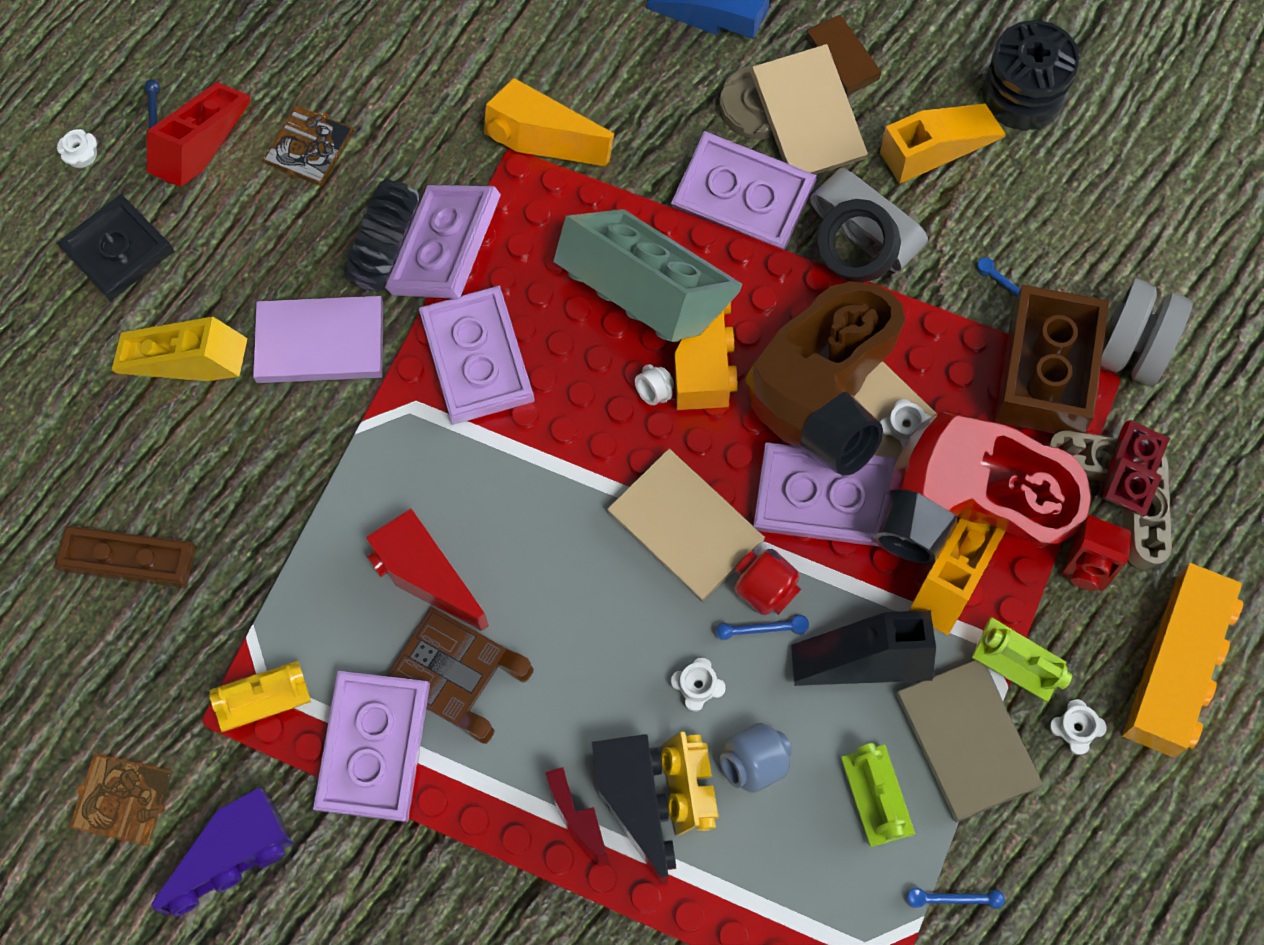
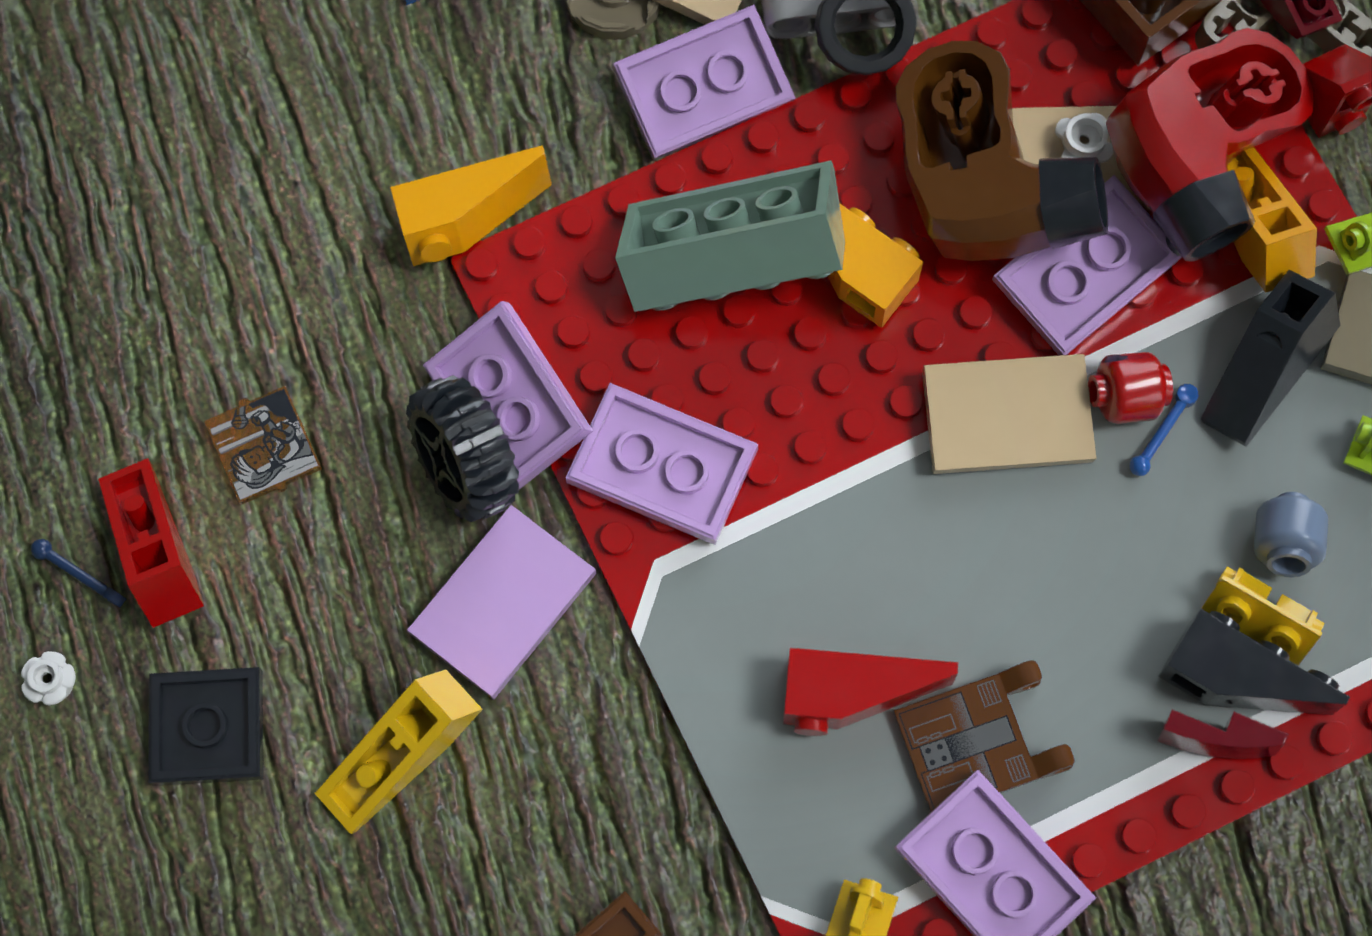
camera: 50 degrees left, 5 degrees up
(654, 384) = (845, 326): white plate -> none
(698, 671) = (1185, 518): white plate -> none

